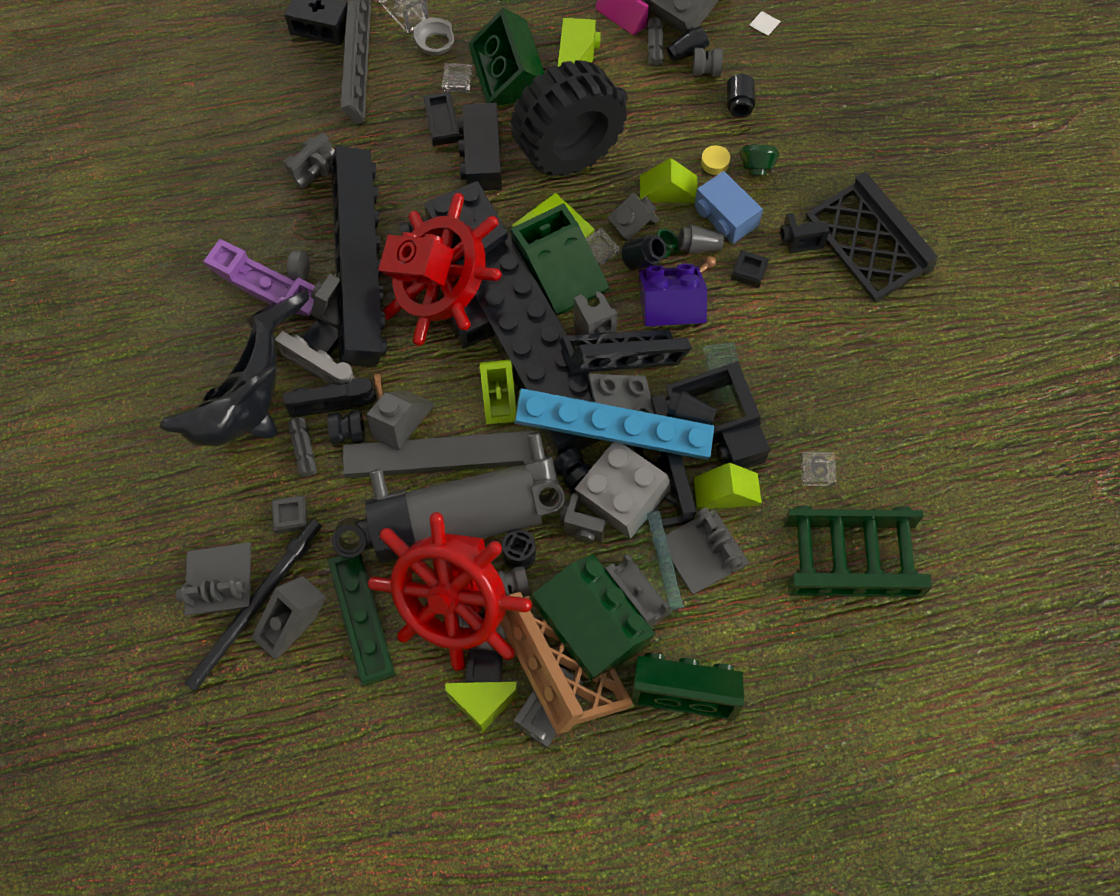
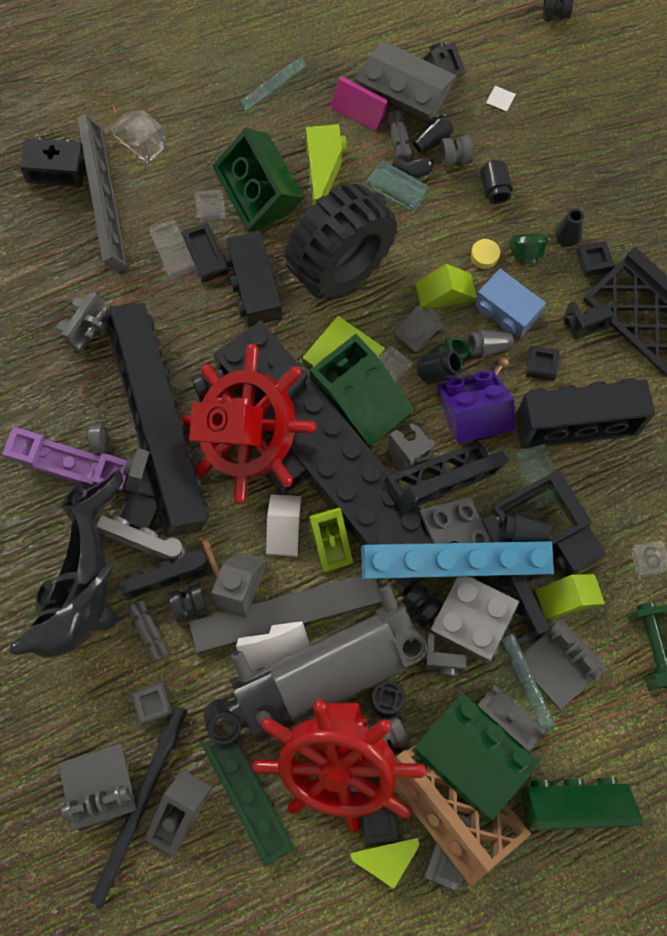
camera: 15 degrees left, 5 degrees up
(411, 111) = (172, 249): none -> clear tile
(422, 475) = (268, 648): none -> white slope
(432, 27) = (173, 153): light grey piece -> none
(456, 374) = (283, 525): none -> white slope
(643, 86) = (397, 185): none -> clear light blue tile
(662, 73) = (415, 168): none -> black arm
(778, 316) = (584, 413): none -> black brick
(805, 148) = (570, 229): none -> black cone
(824, 179) = (595, 258): none -> black plate

